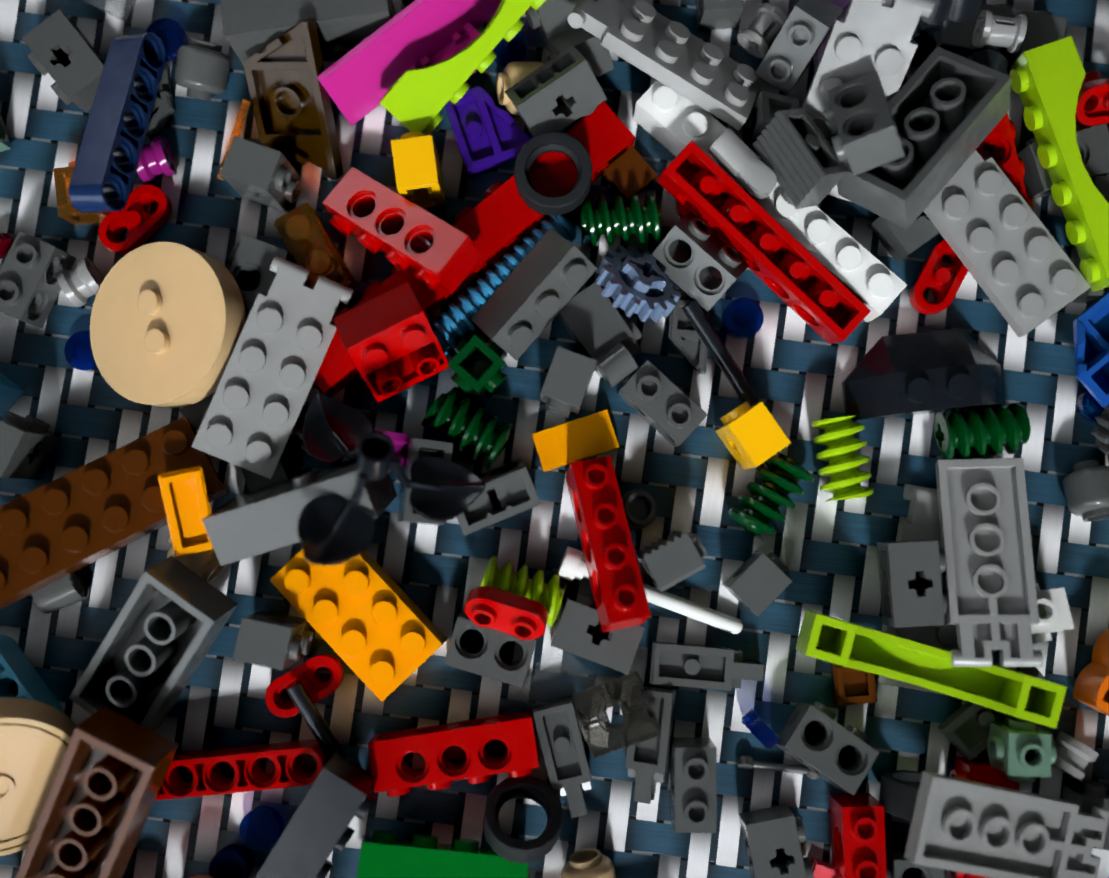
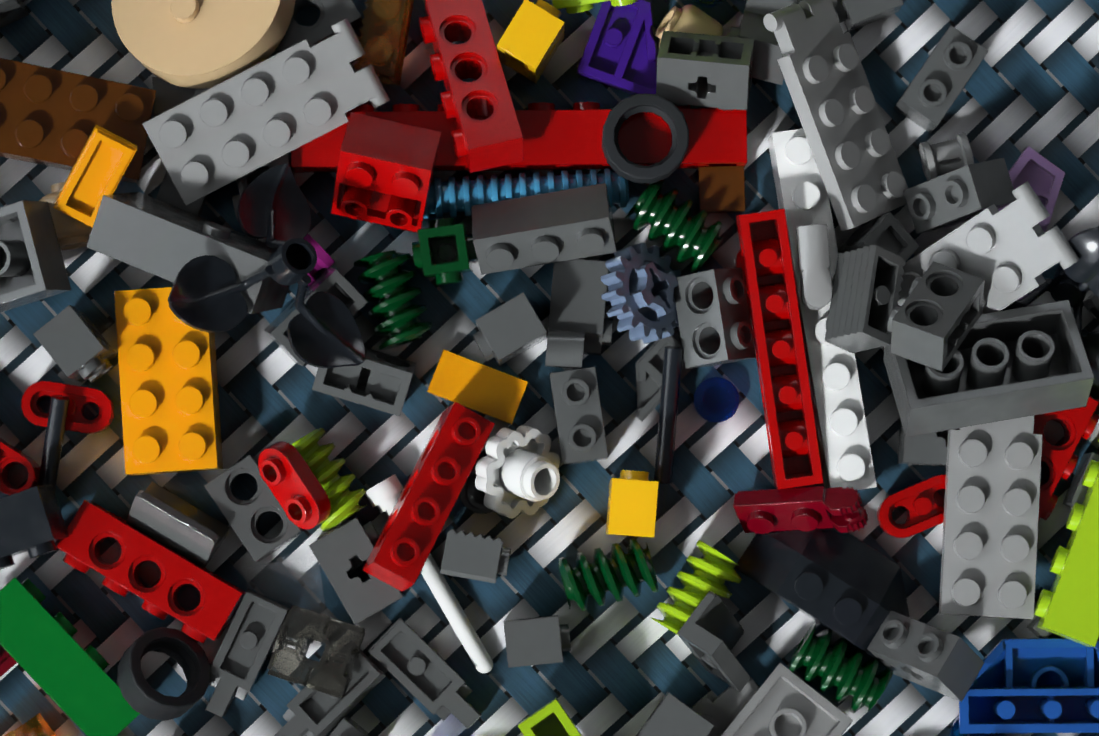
camera: 35 degrees right, 0 degrees up
(446, 704) = (177, 524): none -> dark grey panel
(653, 475) = (518, 471): none -> white plant
(867, 342) = (800, 509): none -> dark red hinge
(880, 486) = (711, 636): none -> dark grey panel
(1037, 372) = (926, 655): none -> dark grey brick

